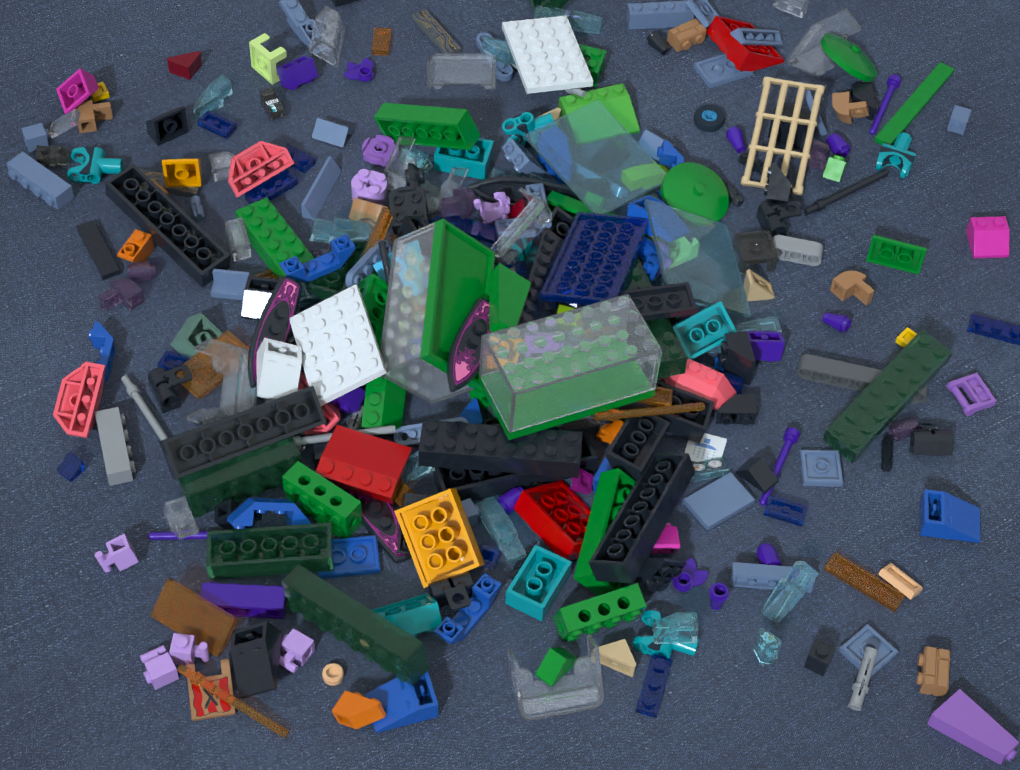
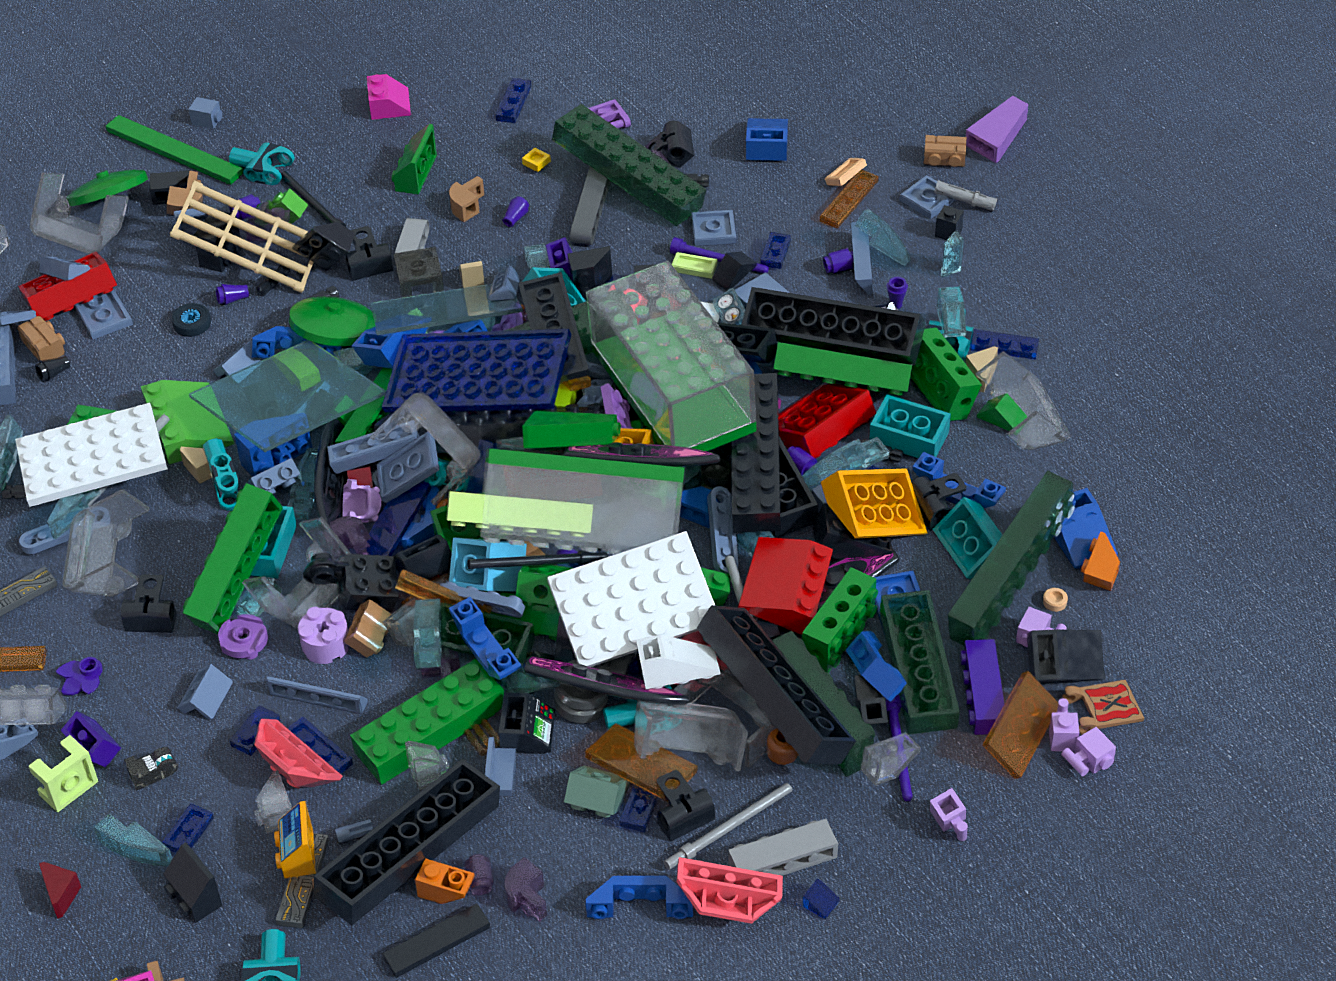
camera: 90 degrees left, 5 degrees down
(199, 679) = (1100, 708): clear orange bar -> none
(409, 92) = (148, 611): none -> black piece
(730, 302) = (504, 285): none -> sand blue slope
(770, 447) = (694, 265): none -> yellowish green tile
(893, 83) = (139, 163): dark purple piece -> none

